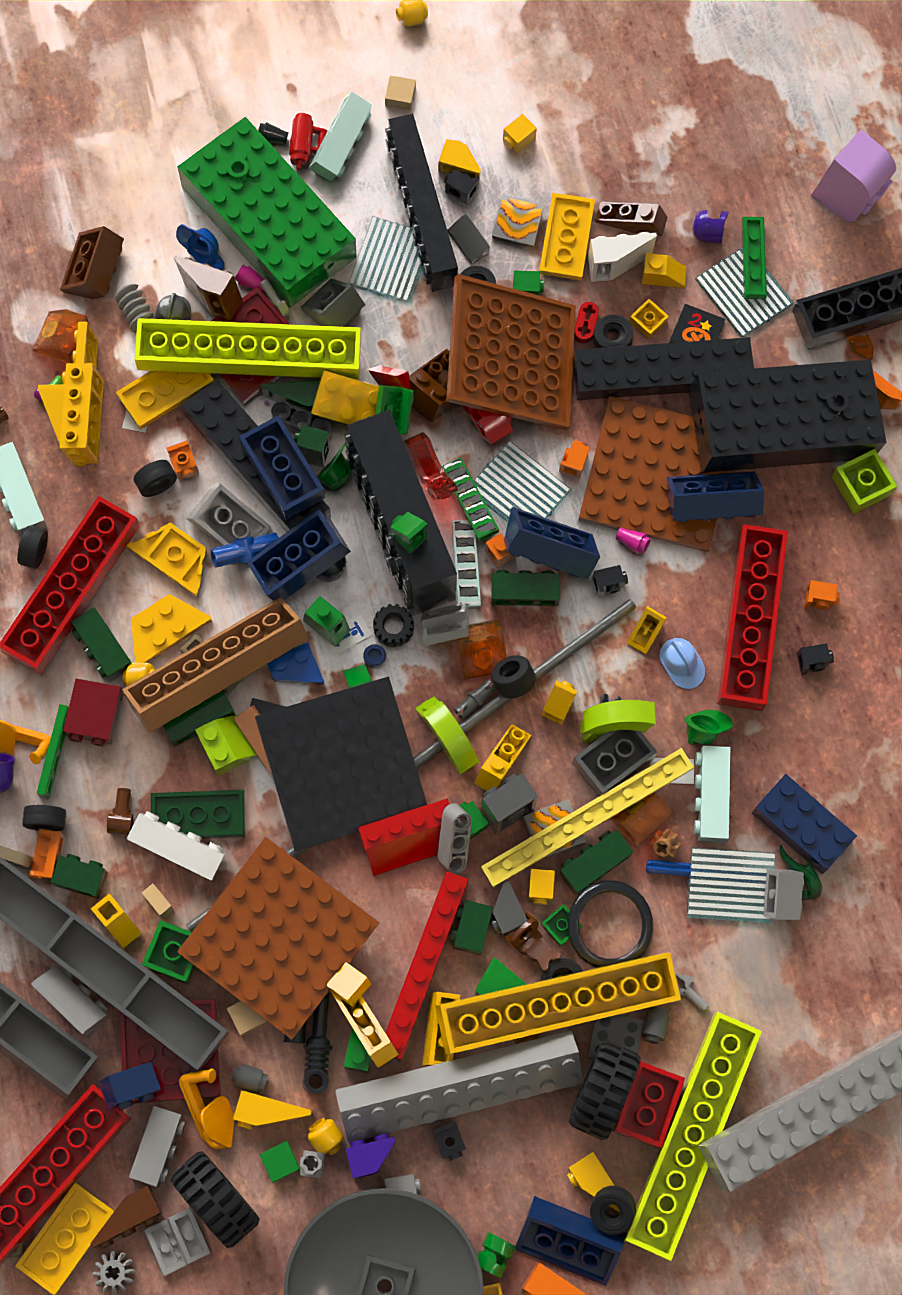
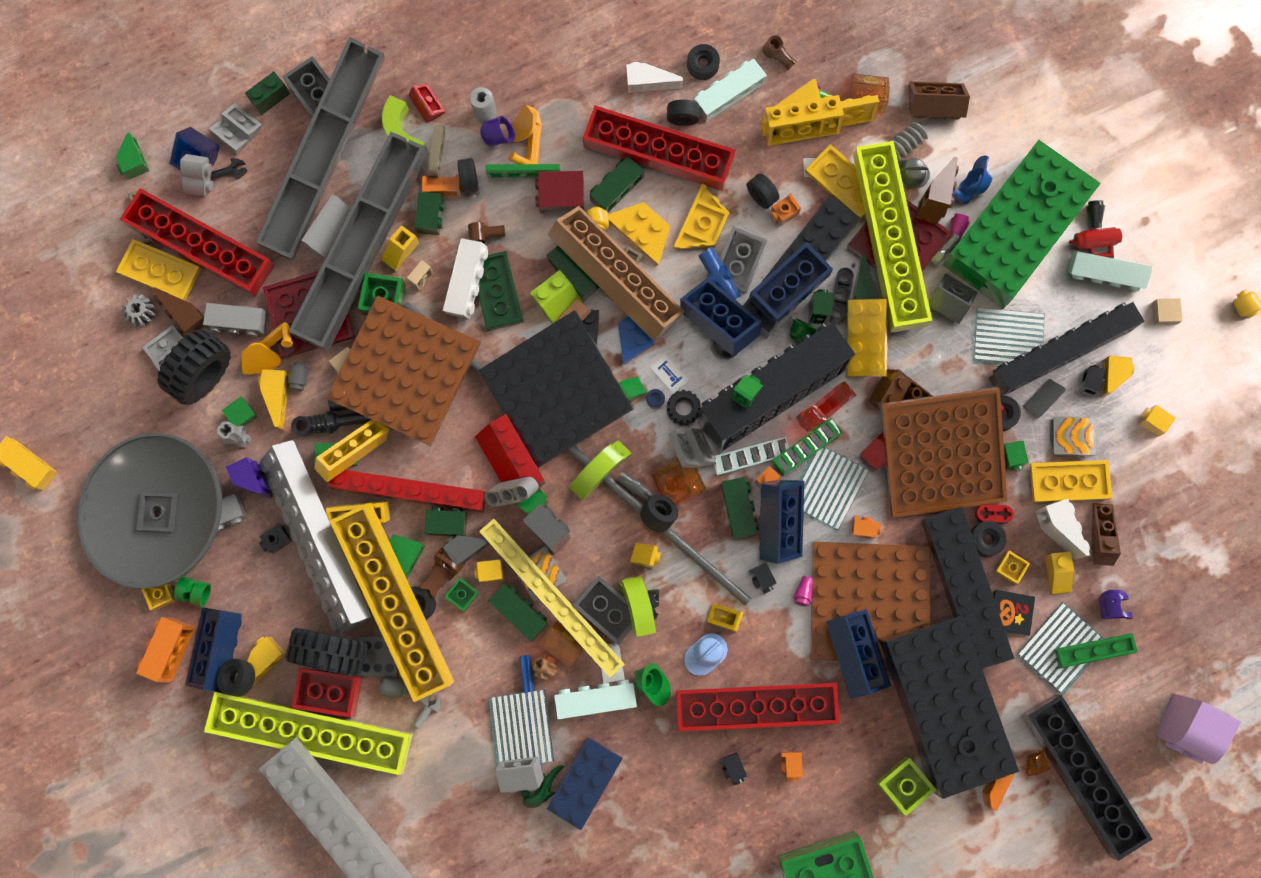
camera: 85 degrees right, 5 degrees up
(130, 1085) = (270, 285): dark blue brick -> none
(324, 619) = (674, 352): green torso -> none
(325, 1136) = (261, 442): yellow head -> none
(349, 984) = (375, 432): piece -> none
(390, 377) = (897, 358): red slope -> none
(399, 403) = (868, 364): green bracket -> none
(502, 758) = (590, 519): yellow slope -> none
(589, 893) = (495, 619): black wedge -> none

